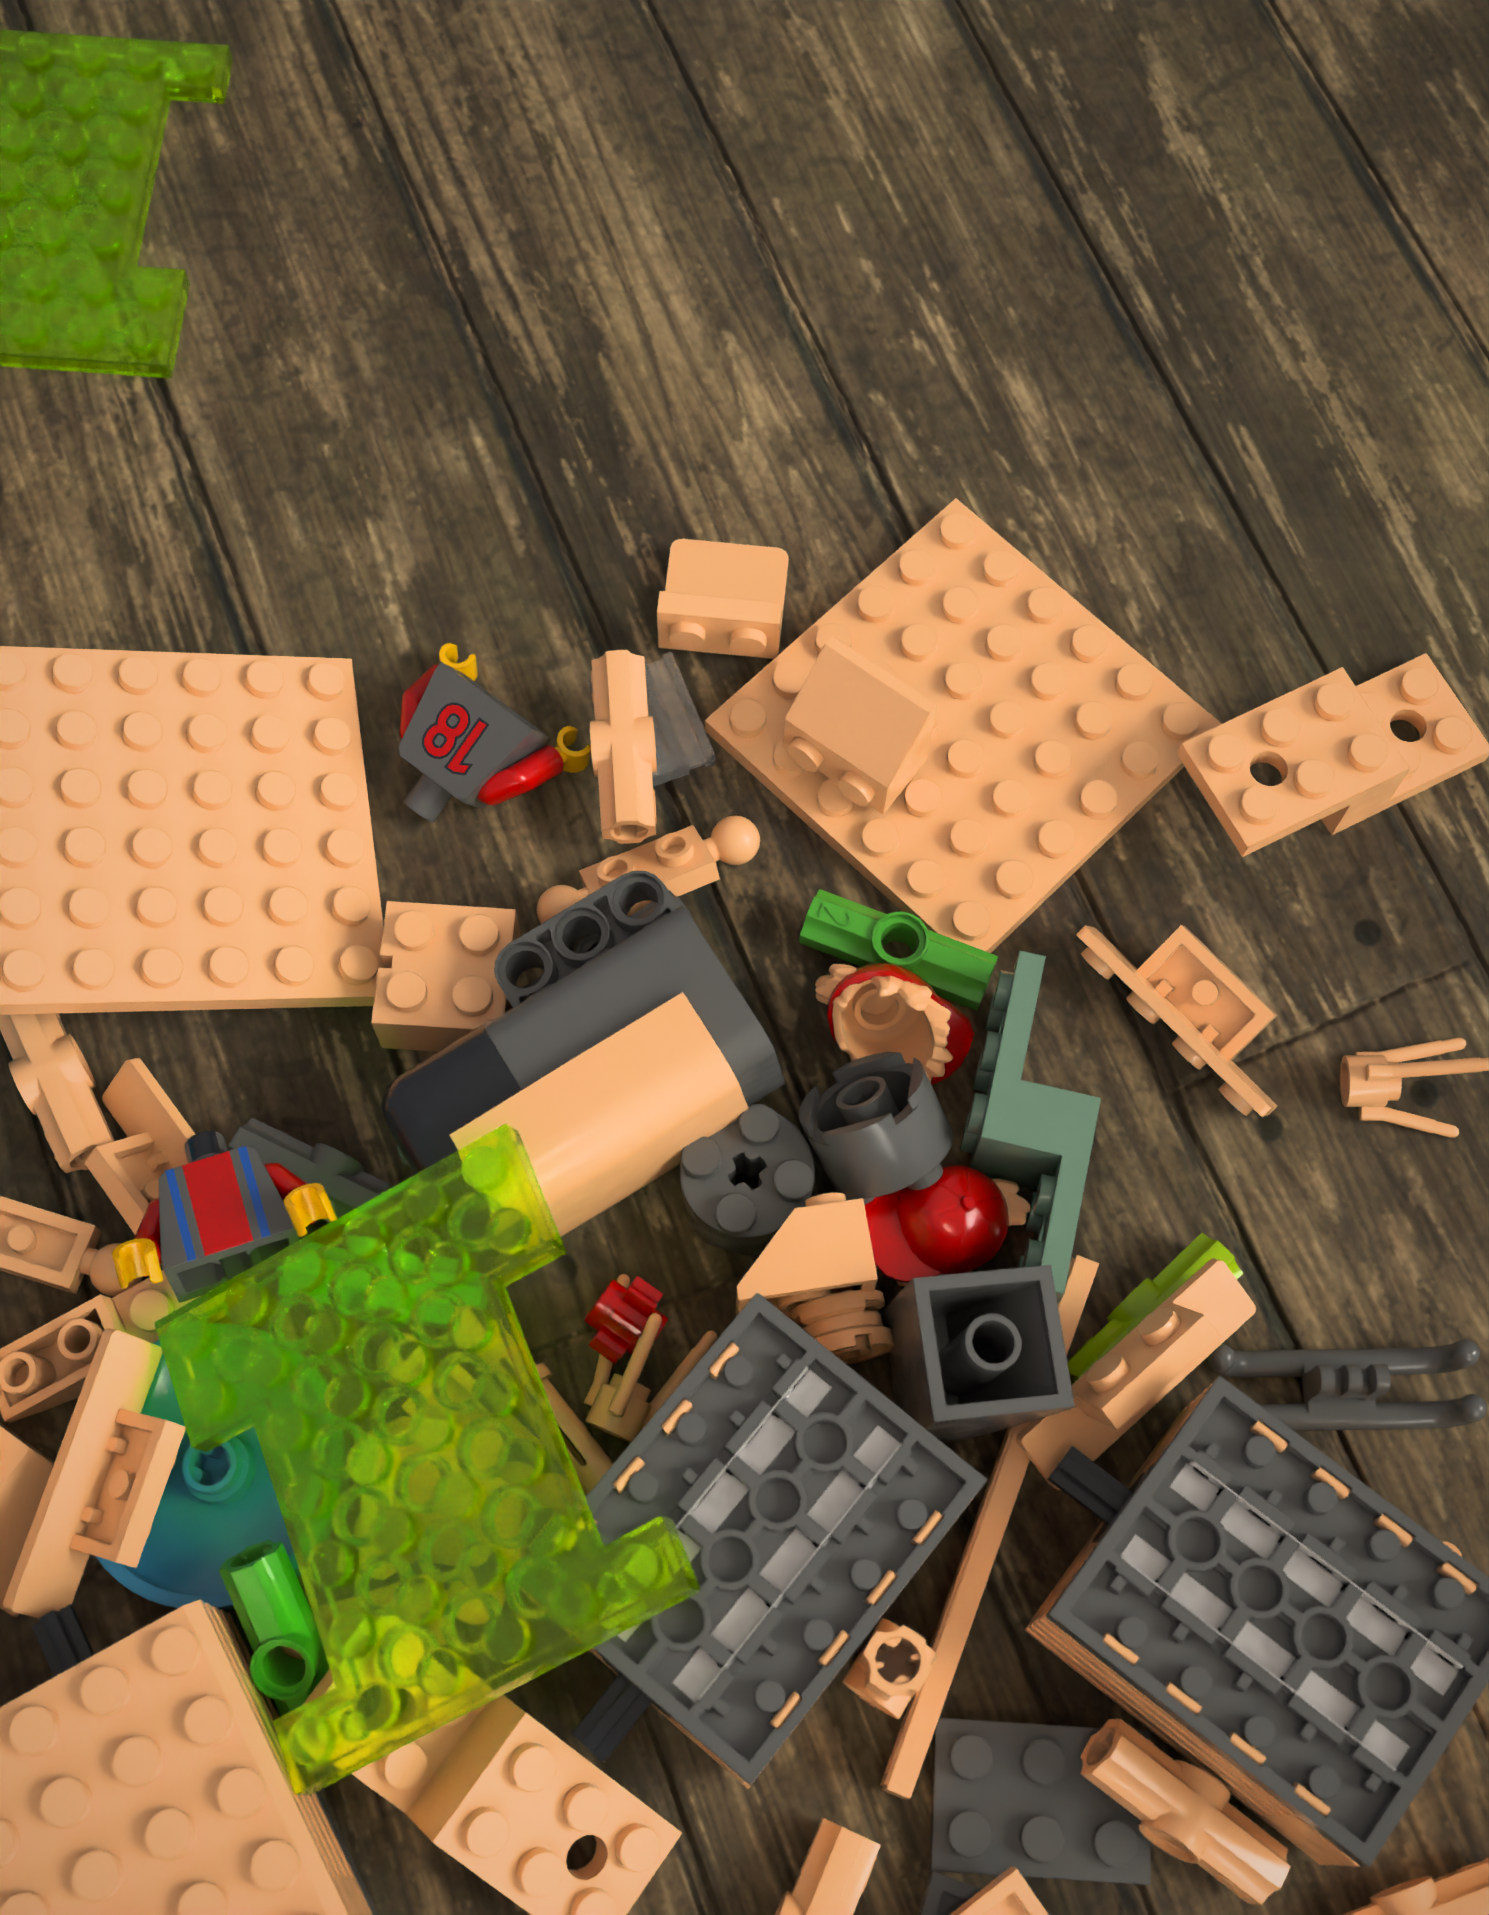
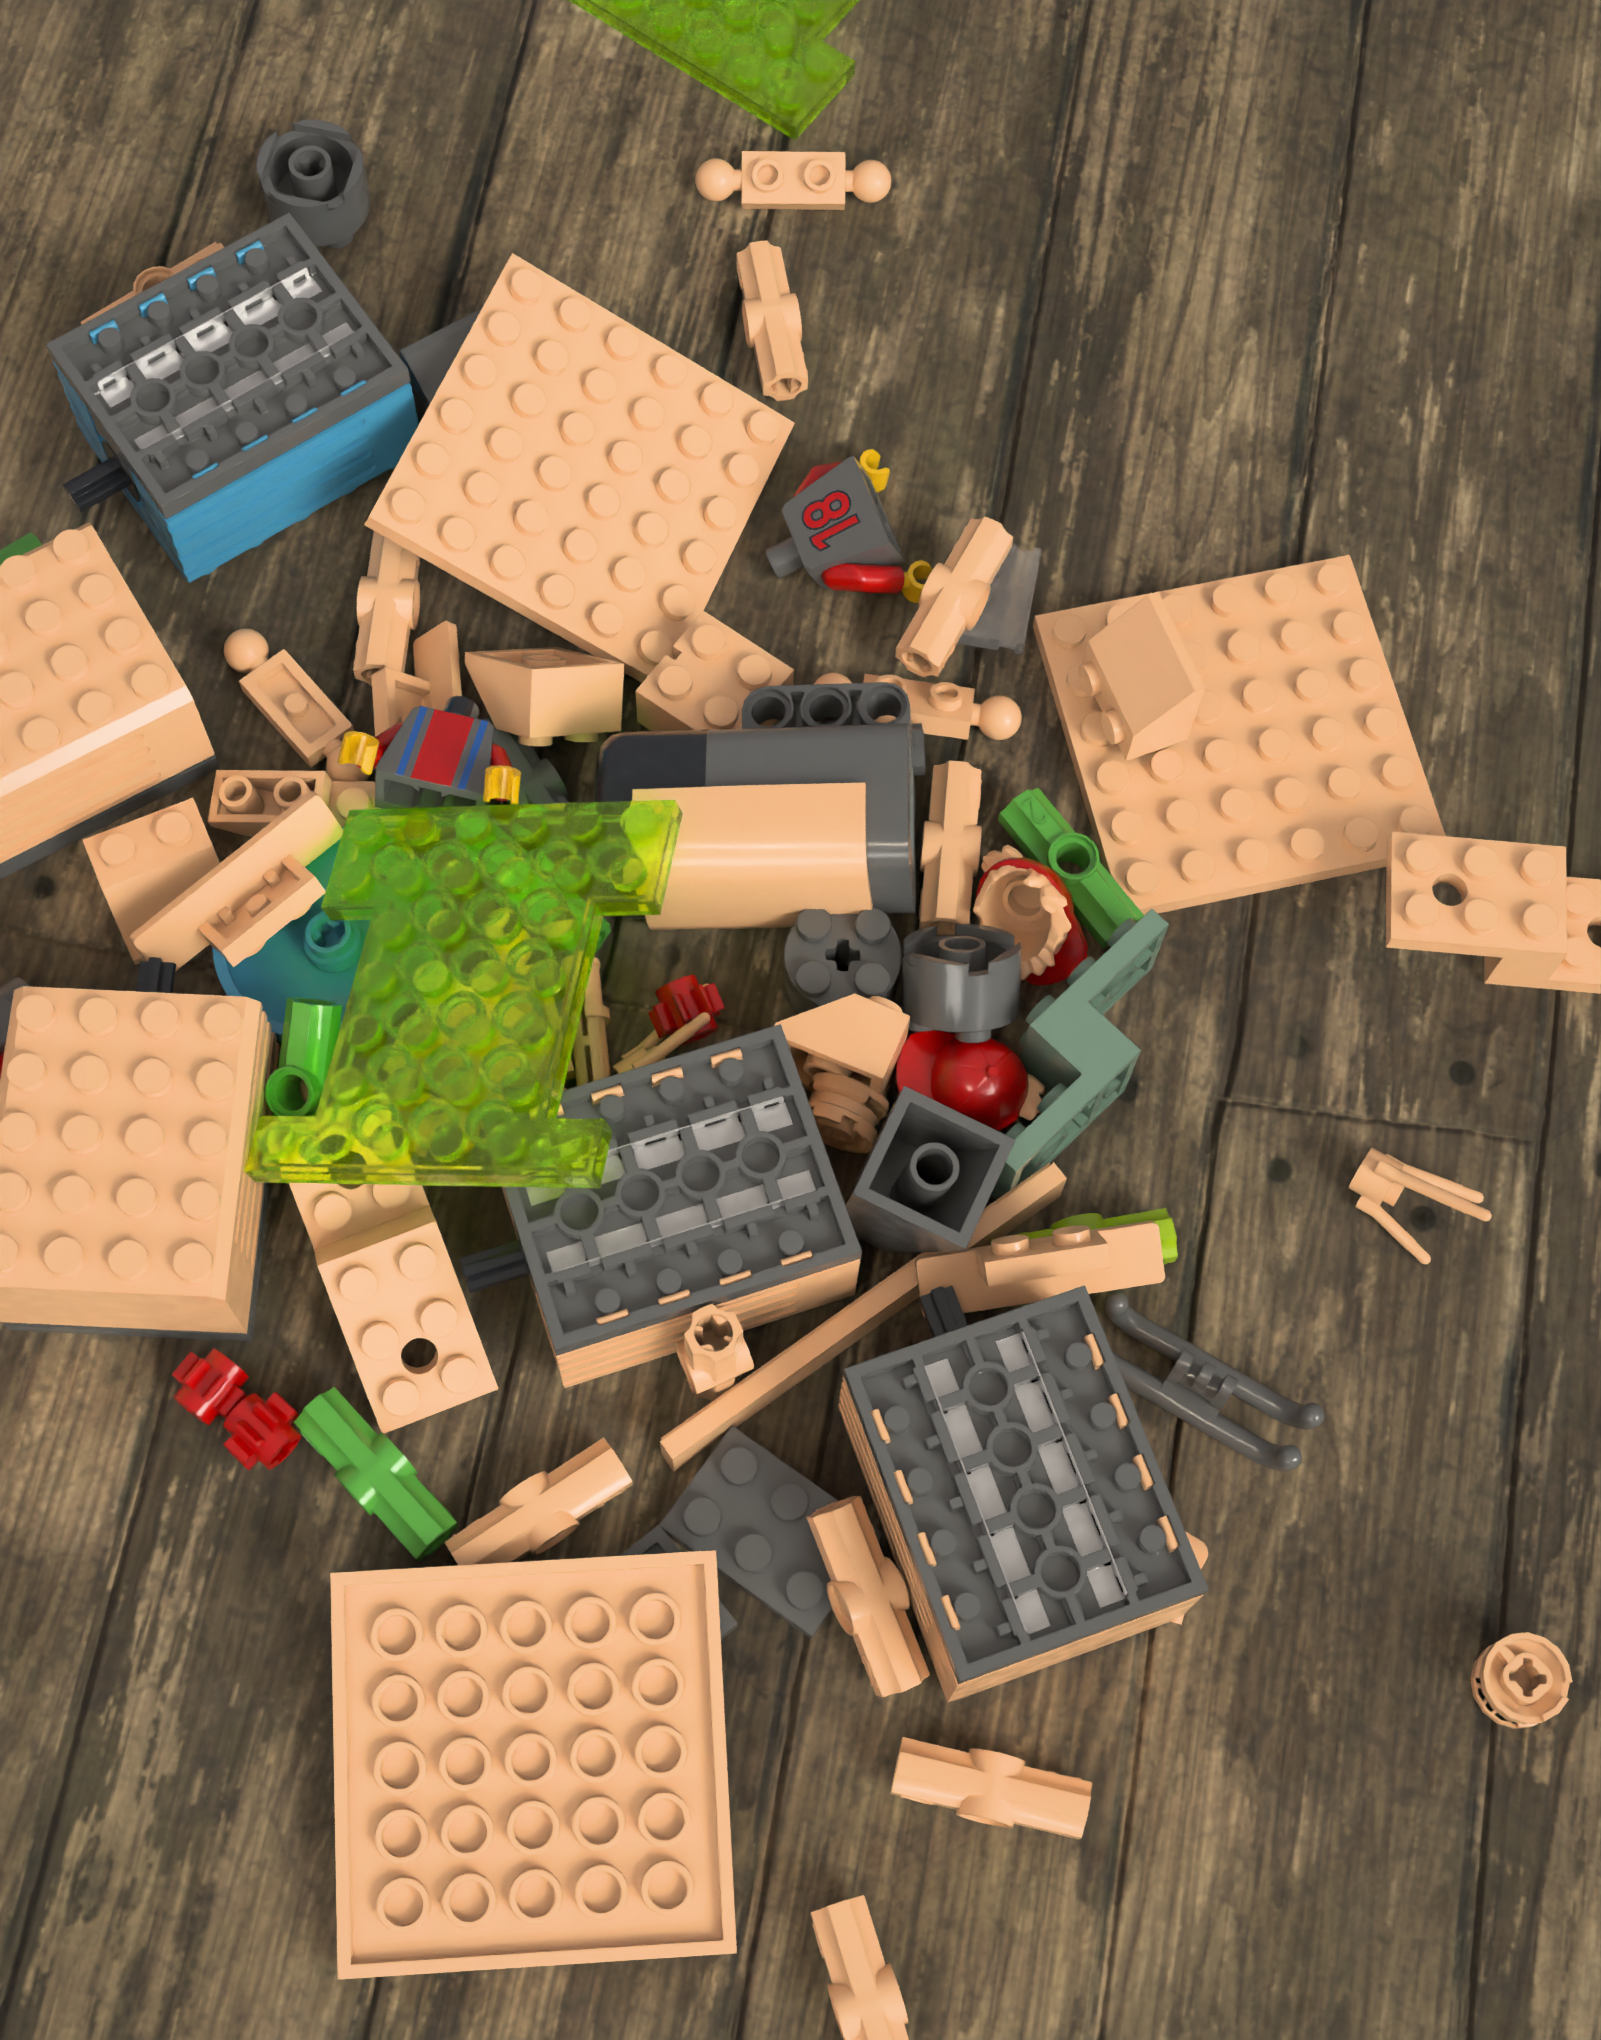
camera: 30 degrees right, 0 degrees up
(196, 418) = (793, 180): none -> light nougat plate
(265, 569) = (771, 321): none -> light nougat piece
(280, 1074) = (548, 693): none -> light nougat slope
(723, 598) = (1109, 532): light nougat bracket -> none
(775, 996) = (950, 847): none -> light nougat piece
(1198, 1001) = (1280, 1041): light nougat bracket -> none

